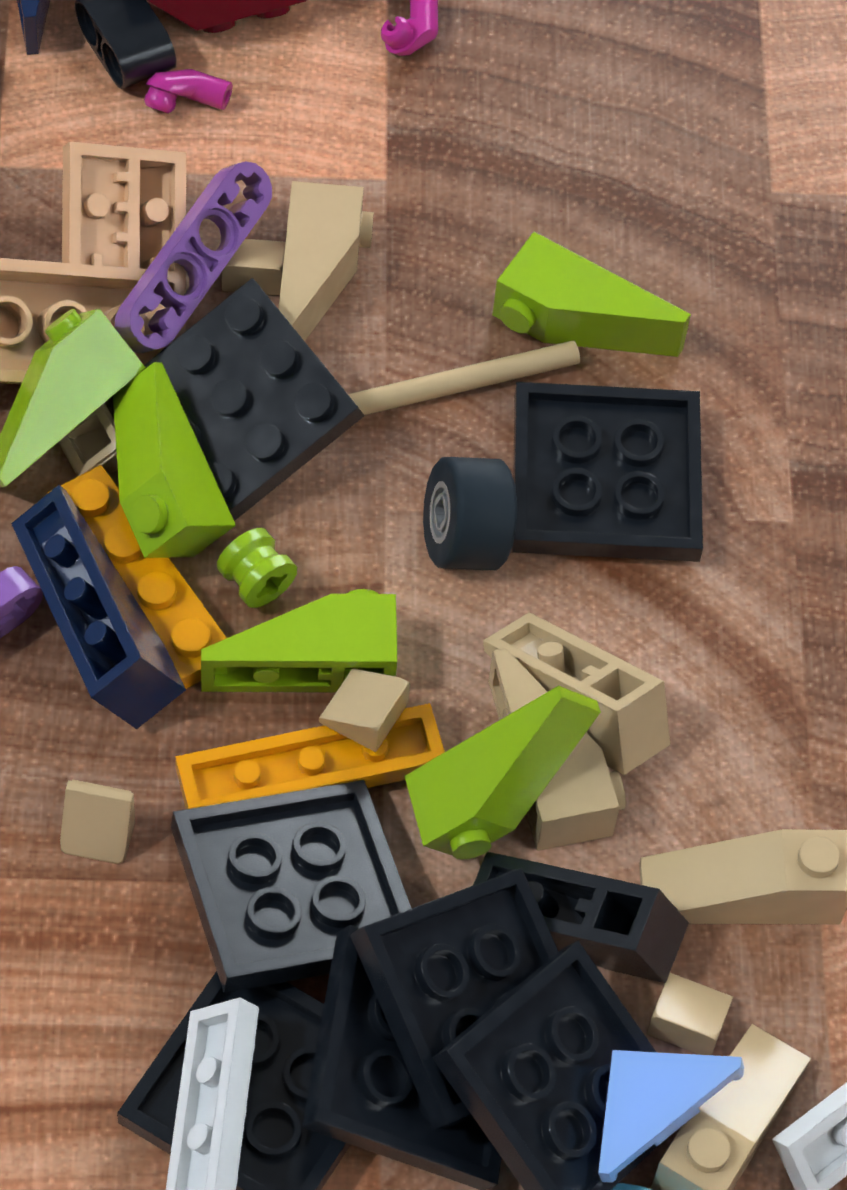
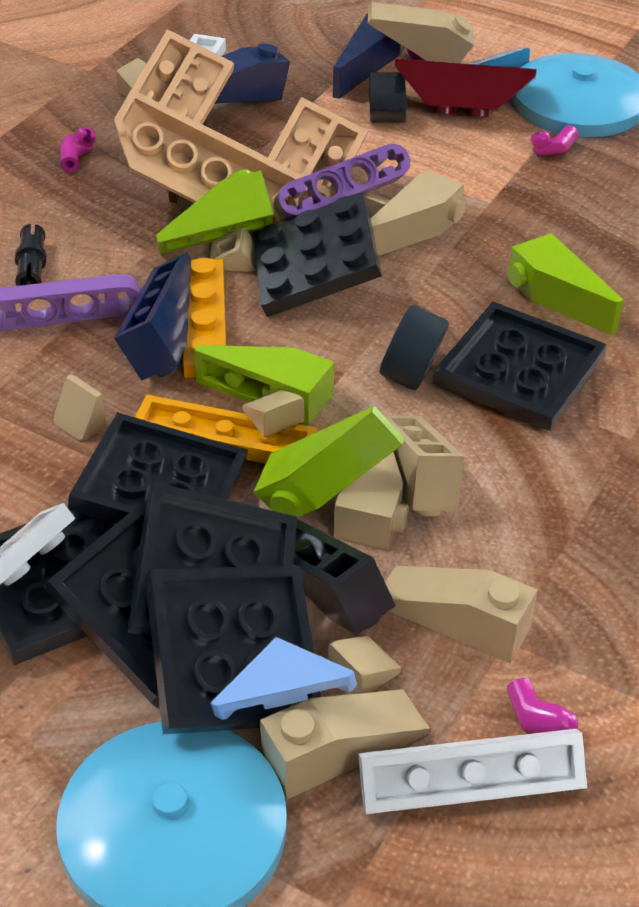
camera: 35 degrees right, 15 degrees down
(163, 471) = (245, 272): lime slope -> none
(187, 84) = (405, 127): dark pink arm -> none
(256, 567) = (269, 327): lime wheel -> none
(467, 378) = (462, 295): tan bar -> none

